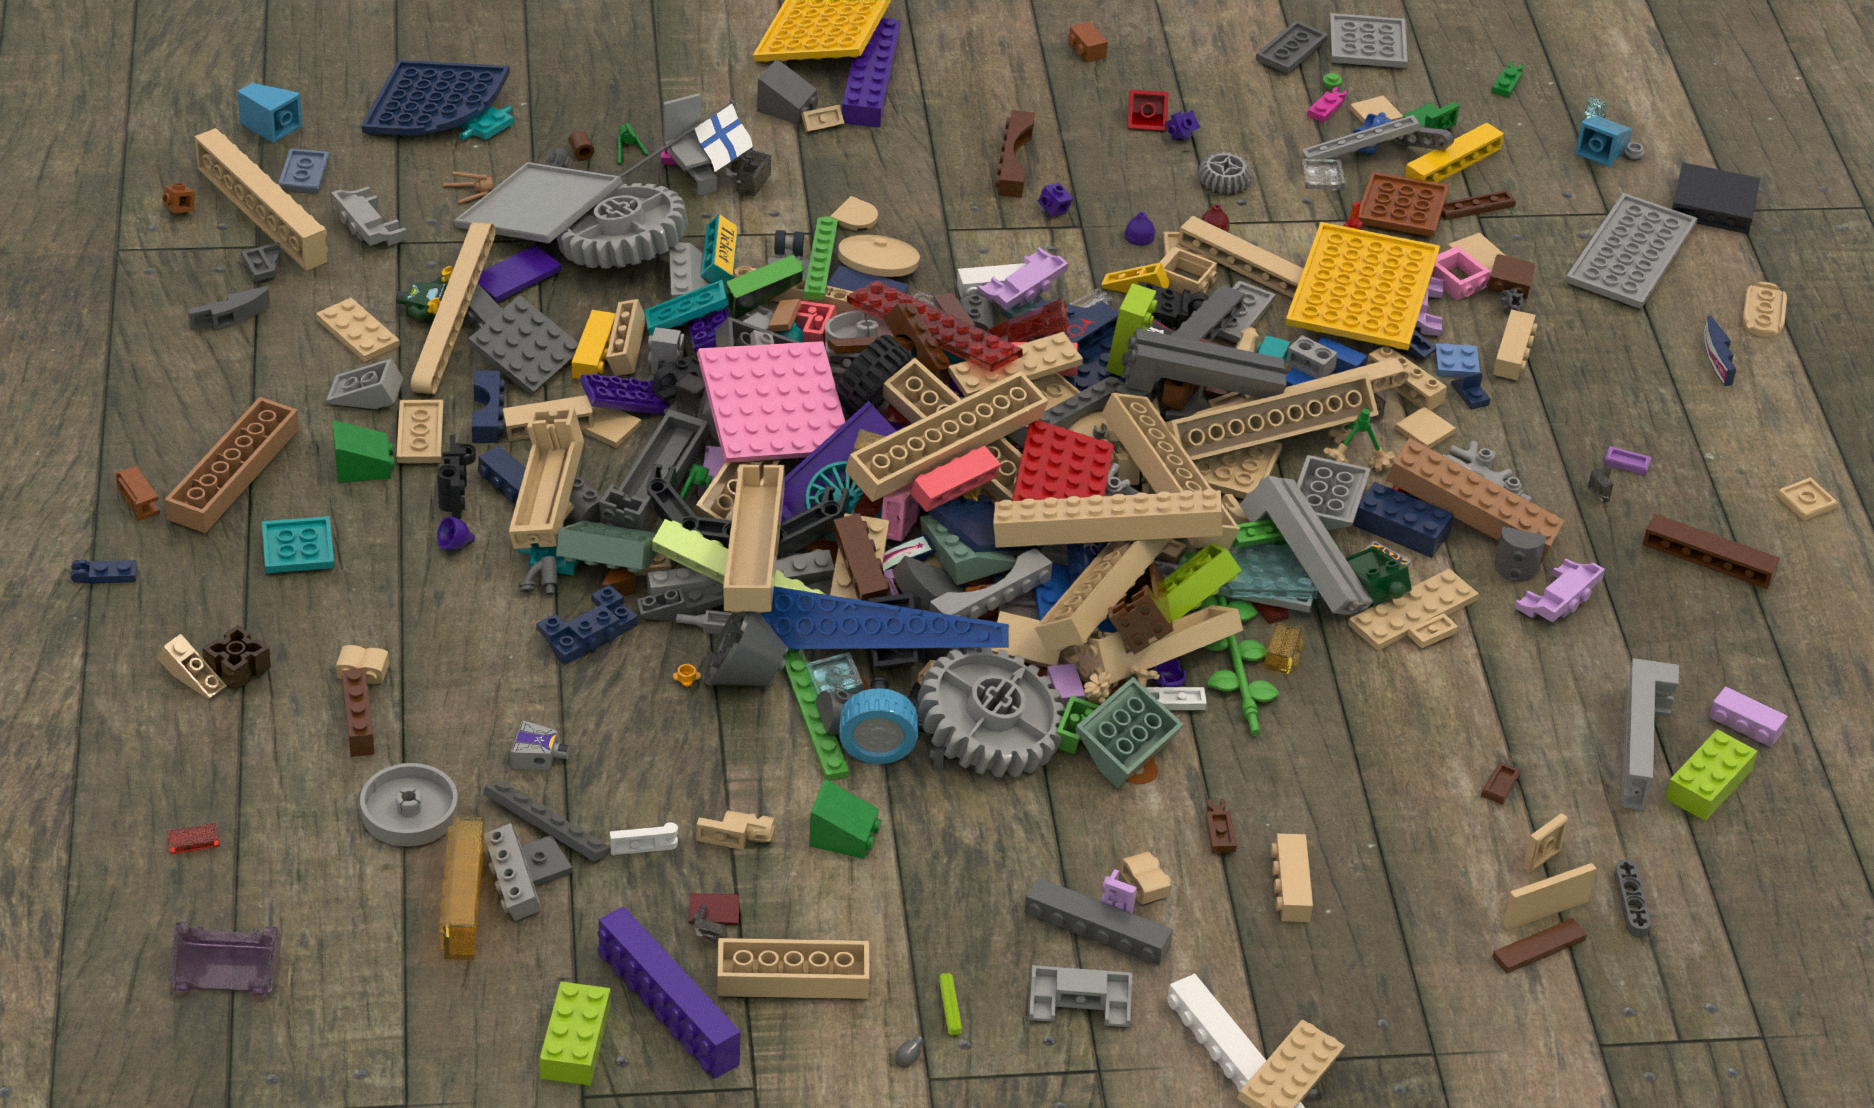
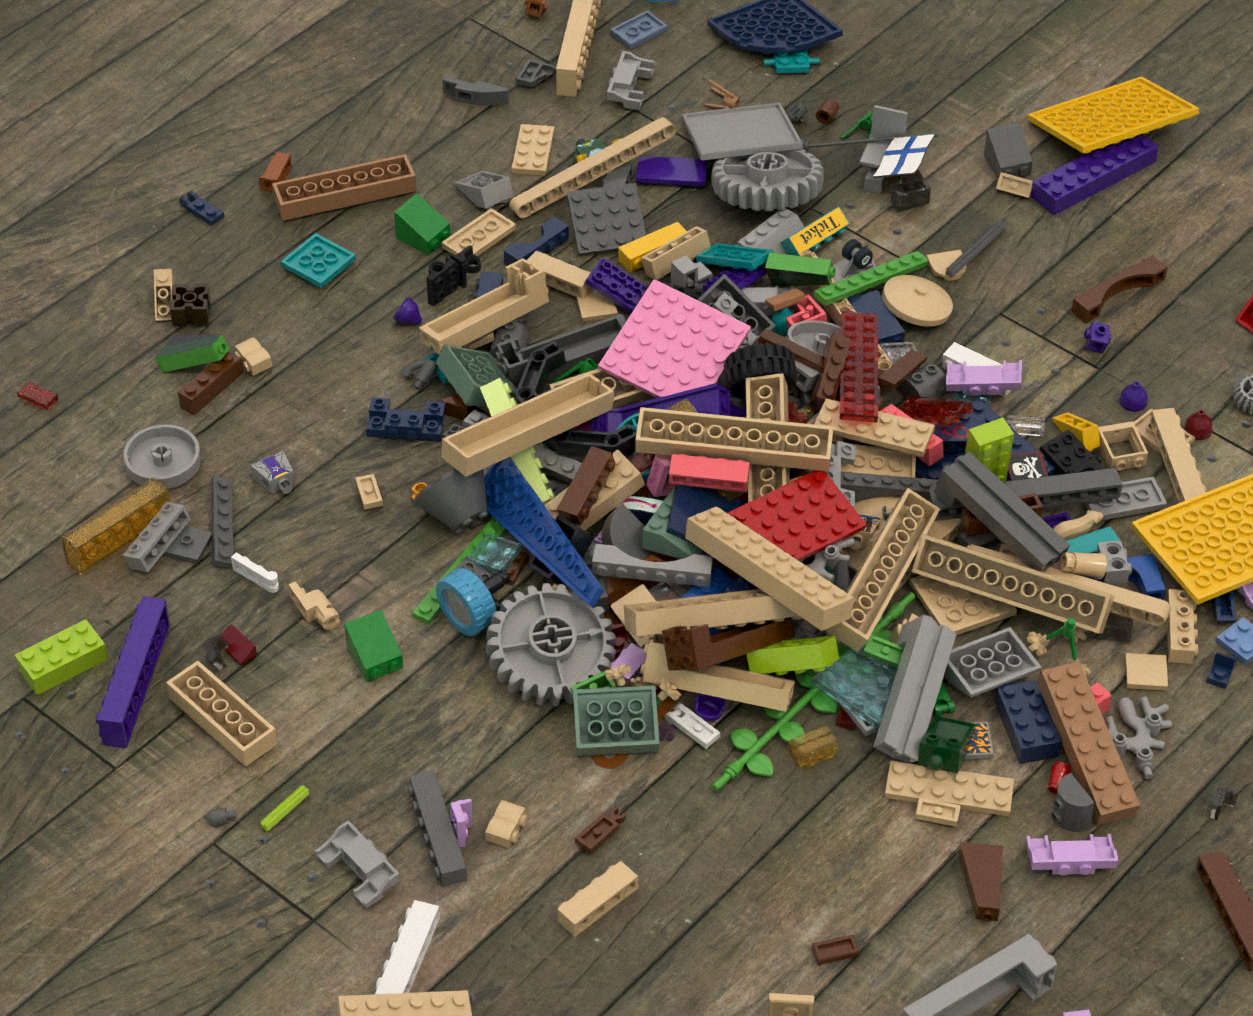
camera: 50 degrees right, 5 degrees up
(308, 692) = (191, 351): none -> slope
(642, 705) = (369, 491): none -> tan plate
(864, 187) = (974, 249): none -> dark grey axle
(1304, 368) = (1084, 564): none -> tan plant
(1475, 544) = (1058, 771): none -> red cone
(1529, 653) = (982, 875): none -> reddish brown slope

